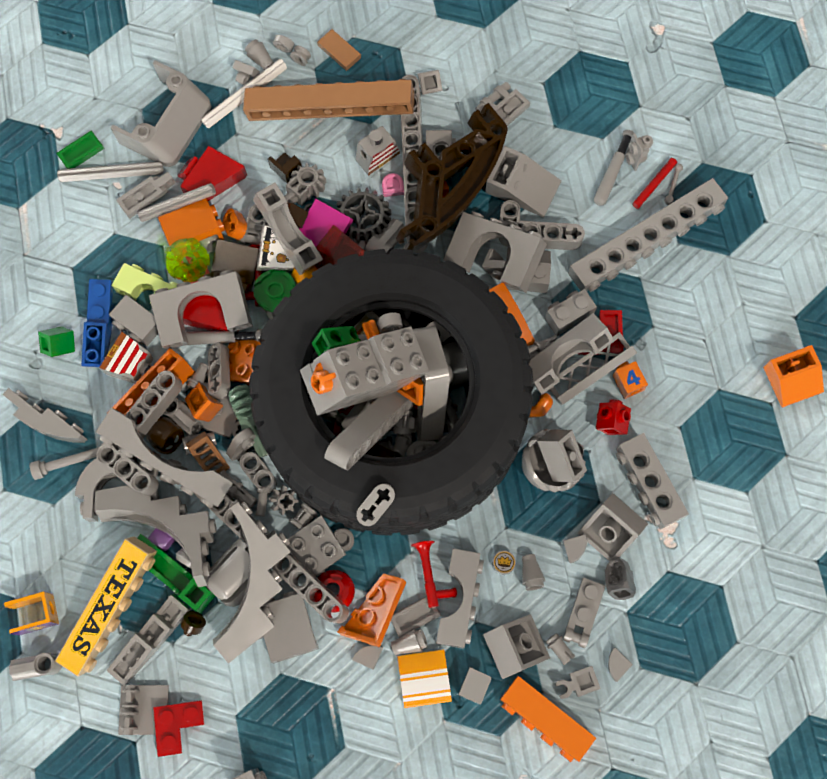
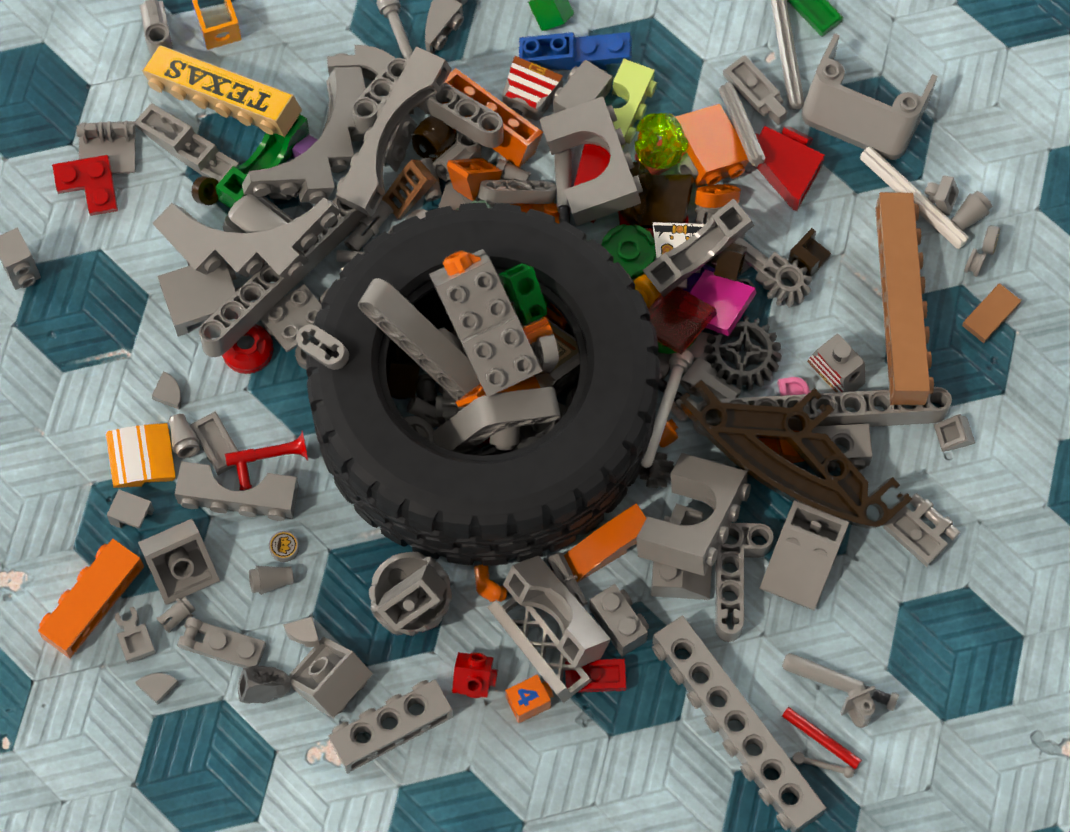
camera: 85 degrees right, 5 degrees down
(374, 615) = (216, 393): orange wing -> none

